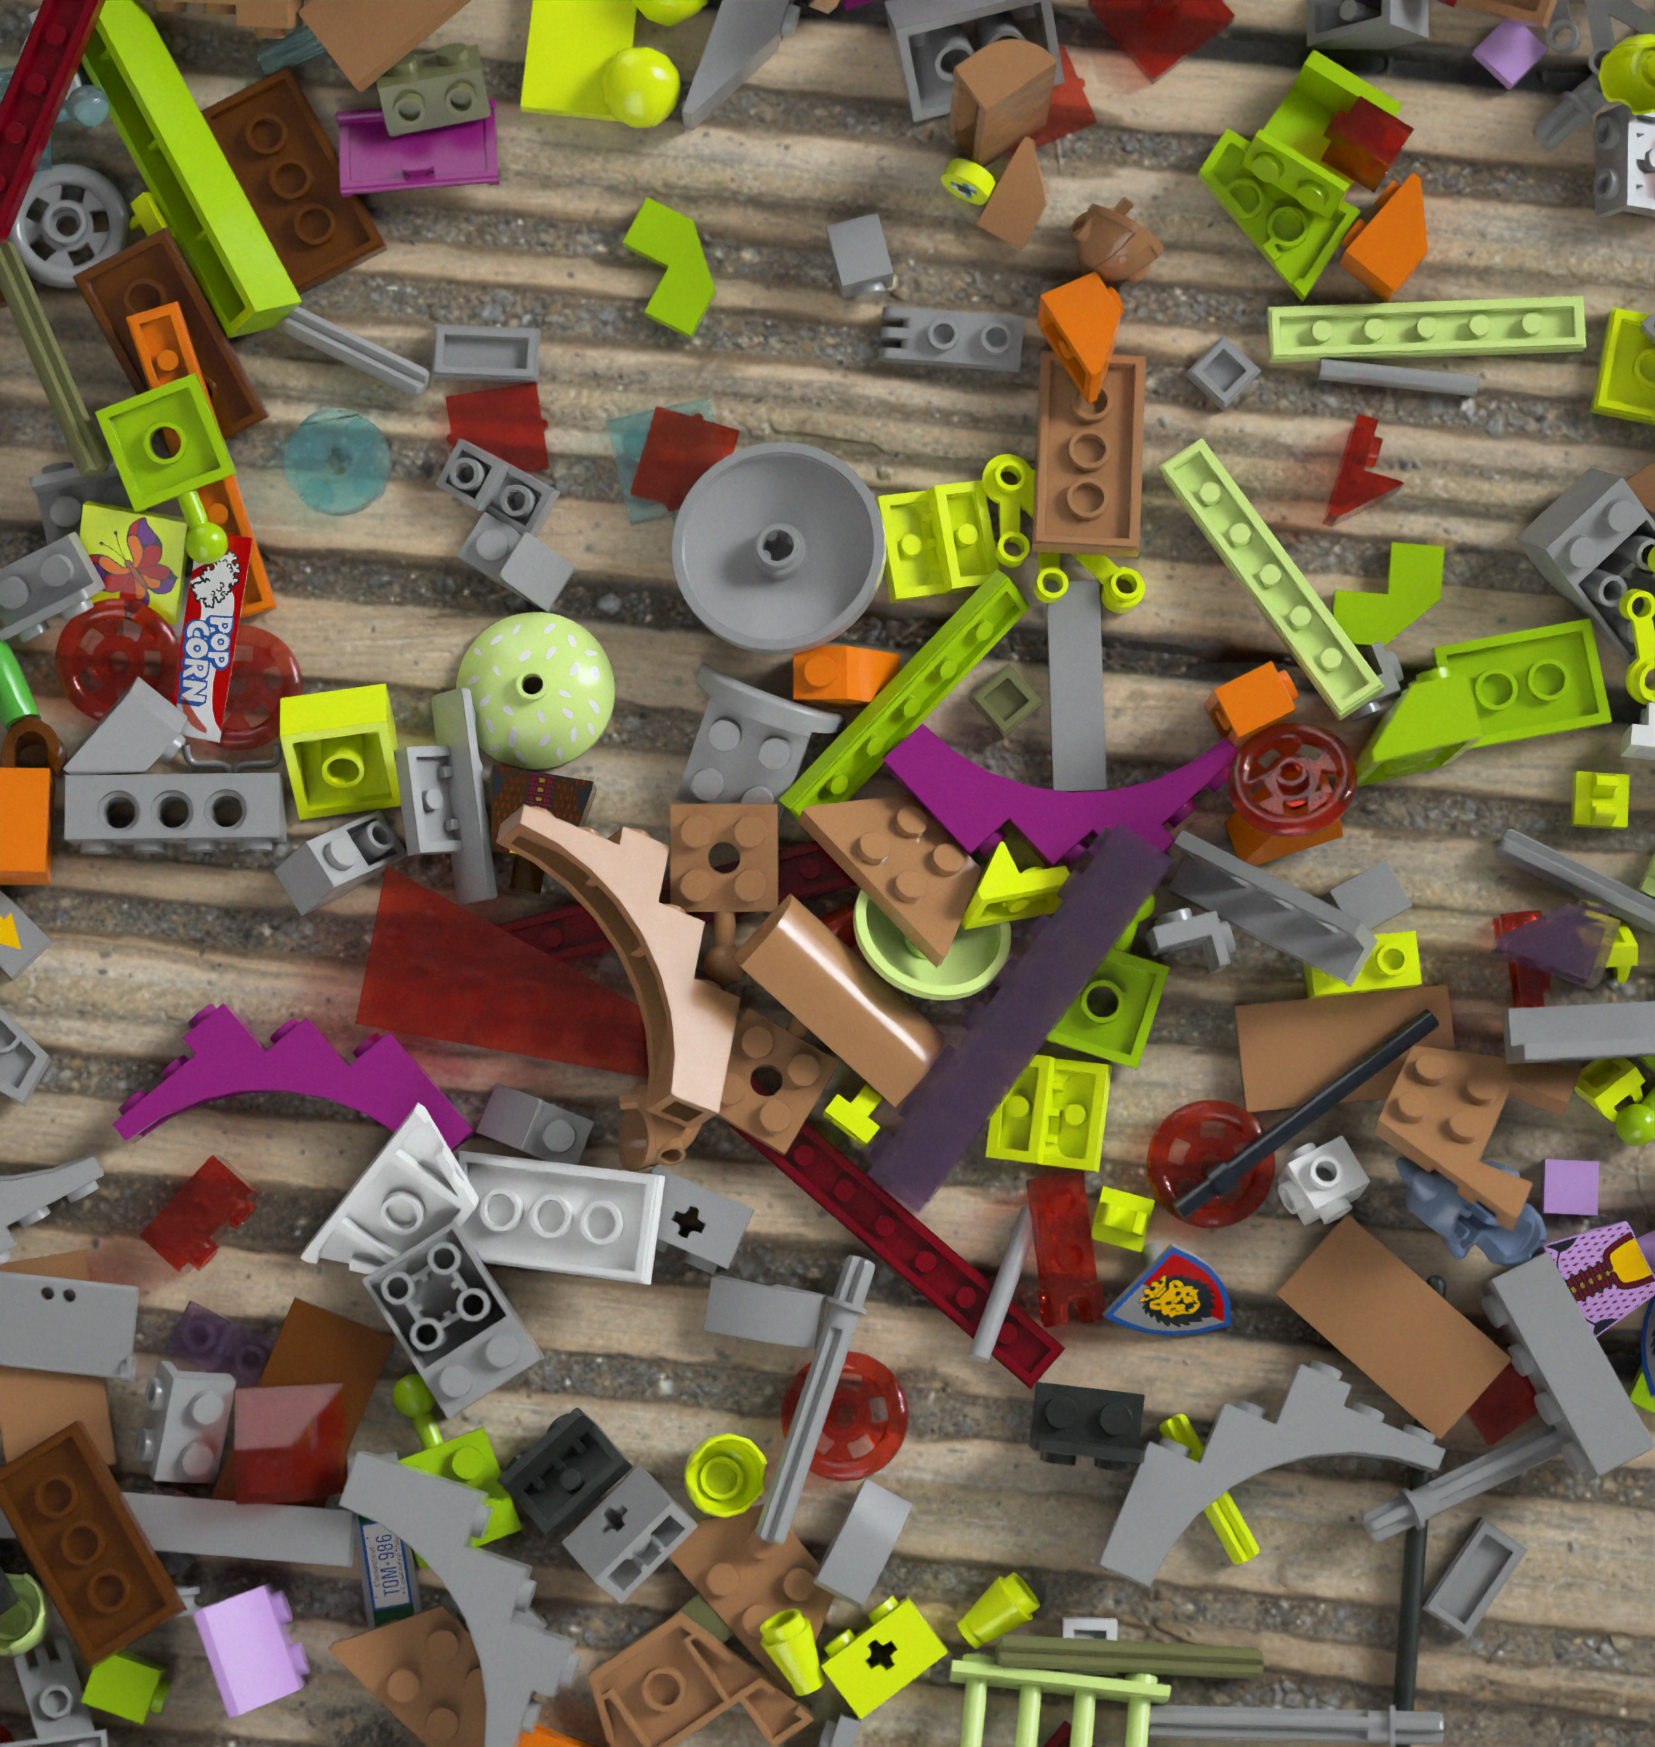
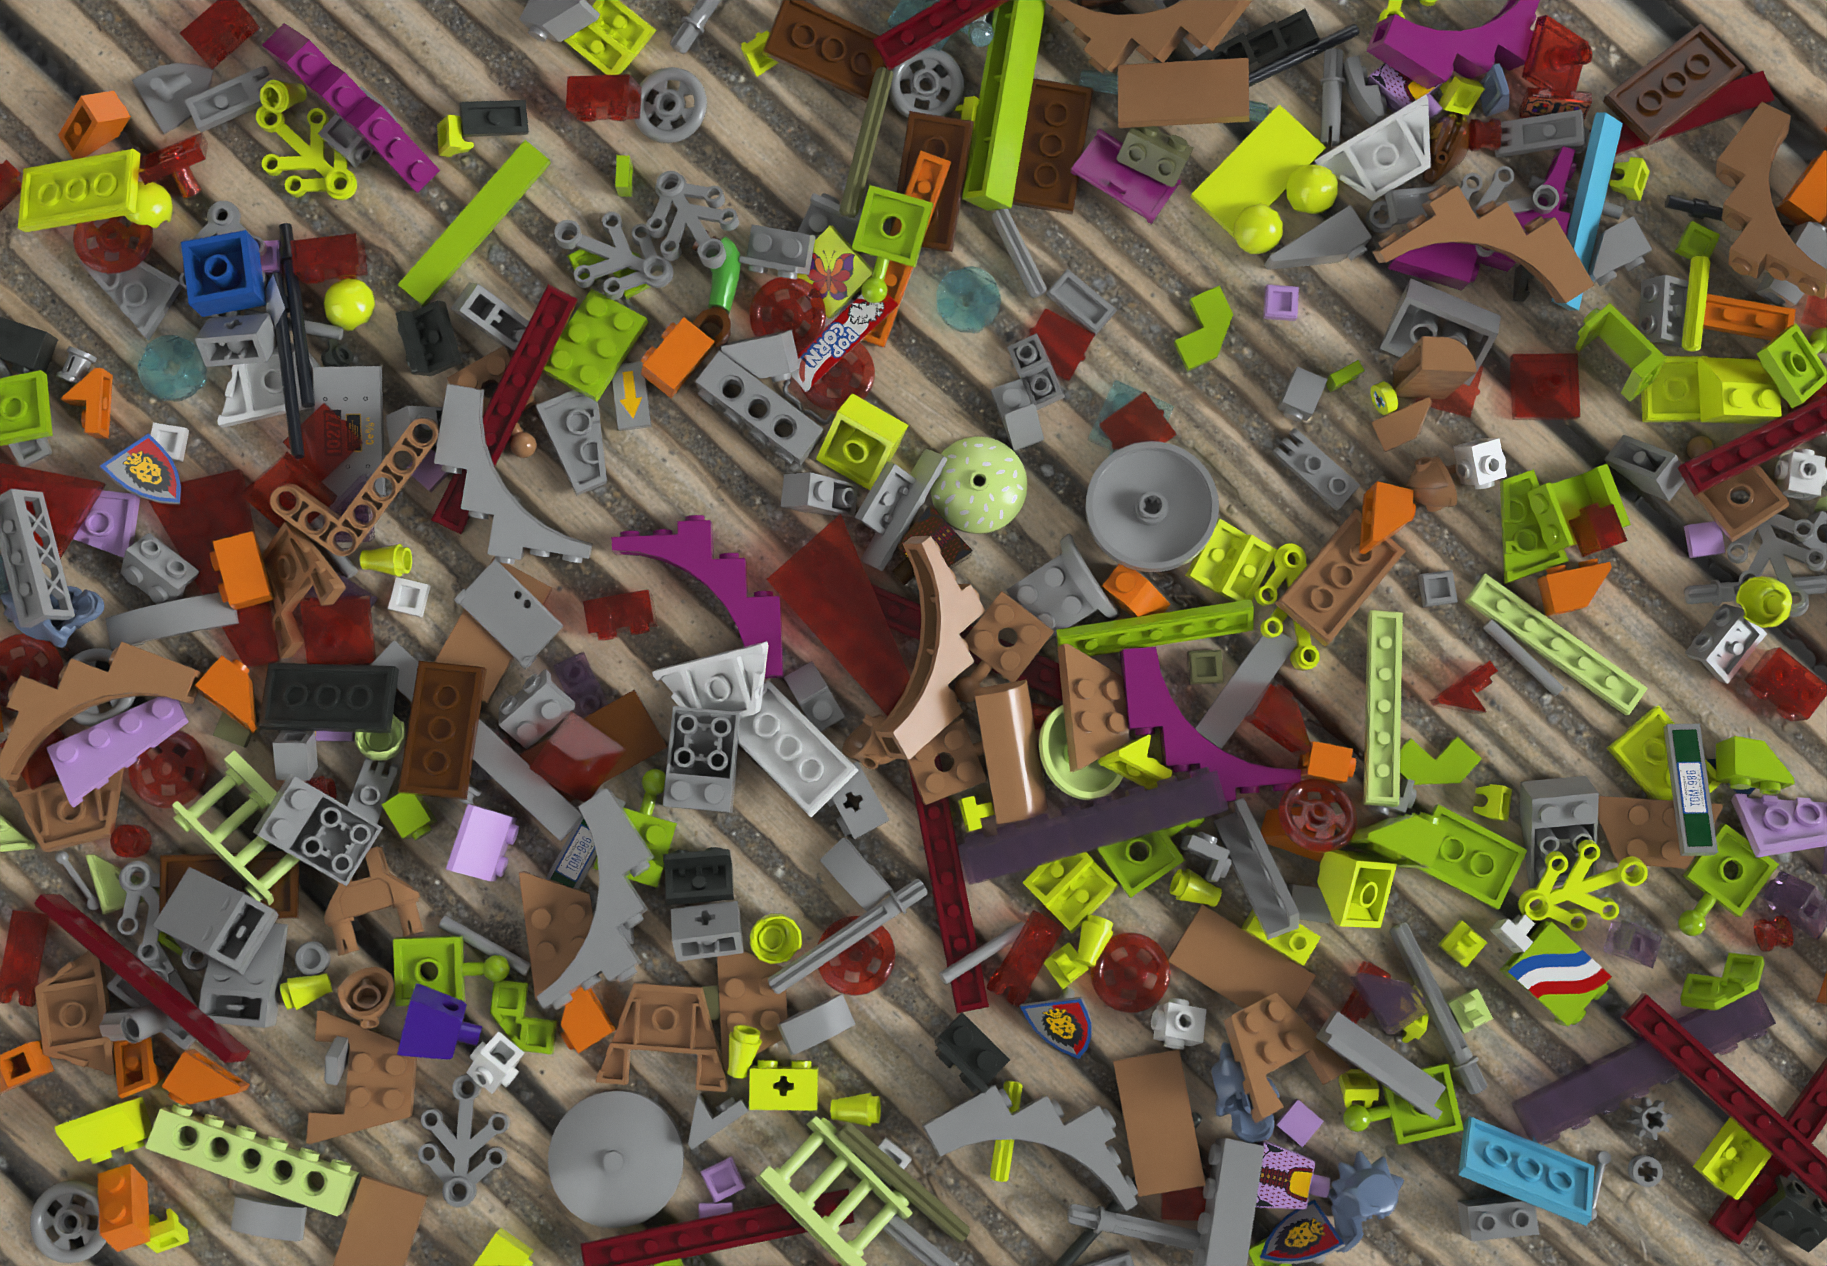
camera: 30 degrees right, 0 degrees up
(743, 159) = (1280, 302): none -> lavender tile
(896, 191) = (1344, 376): none -> lime tile
(1131, 1157) = (1093, 939): none -> neon yellow cone
(1151, 694) = (1280, 719): none -> clear red slope
(1153, 171) = (1480, 462): none -> white brick
(1207, 994) = (1193, 888): none -> neon yellow cone
(1224, 1176) = (1132, 984): black bar -> none
(1410, 833) = (1355, 887): none -> neon yellow slope
(1507, 587) = (1498, 802): none -> neon yellow tile

